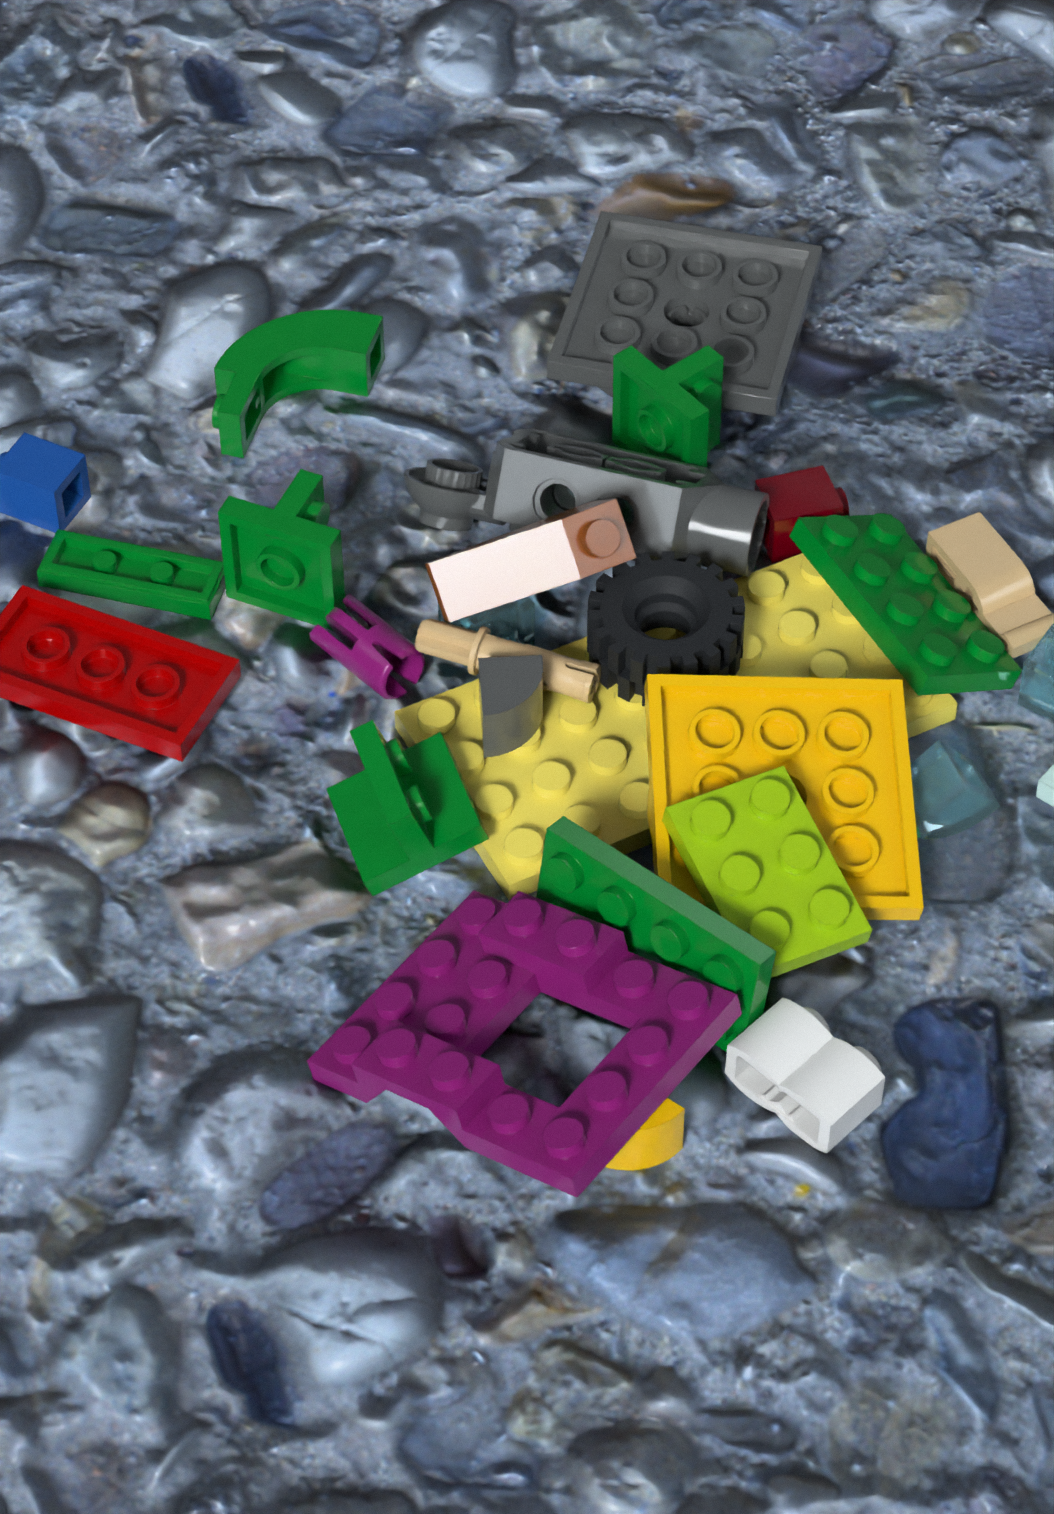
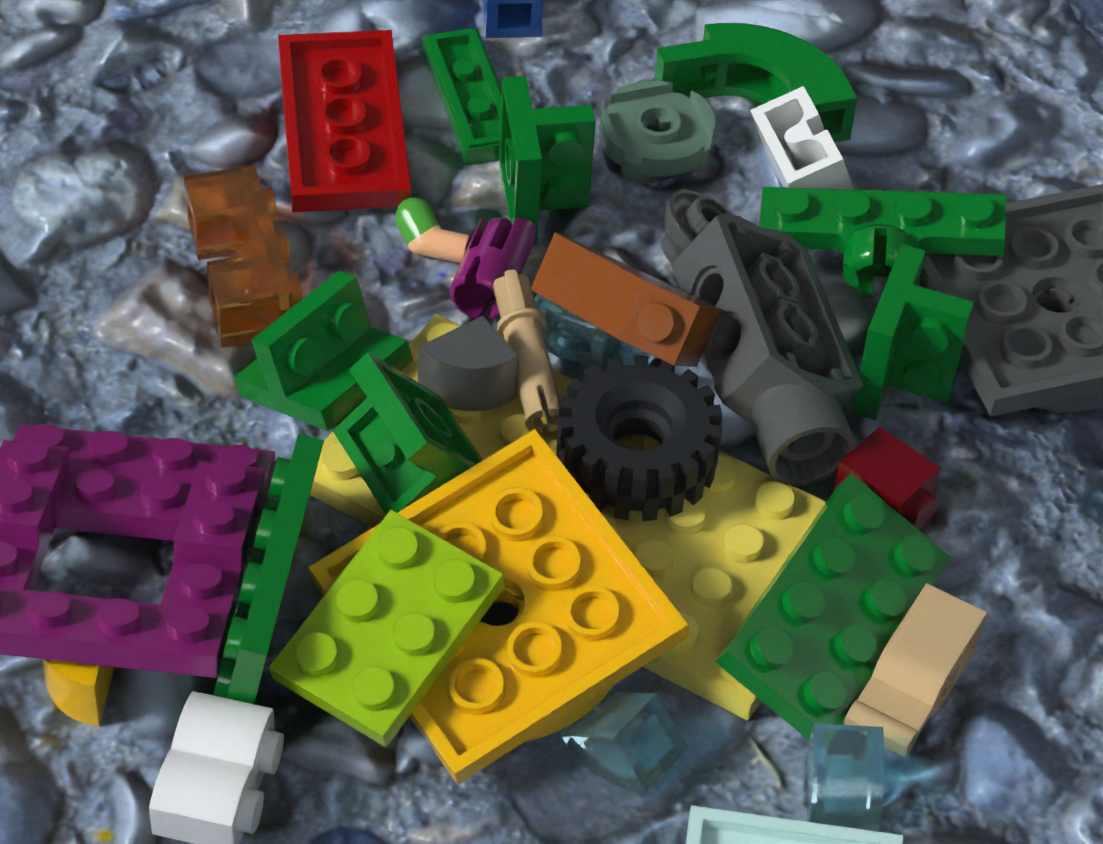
camera: 55 degrees right, 0 degrees up
(176, 796) = (235, 220): none -> clear orange arch
(257, 460) = (644, 153): none -> sand green plate
(288, 679) = (424, 234): none -> arm
(416, 390) = (798, 144): none -> white brick
(549, 371) = (875, 223): none -> green plate
(572, 777) = (402, 436): none -> green bracket

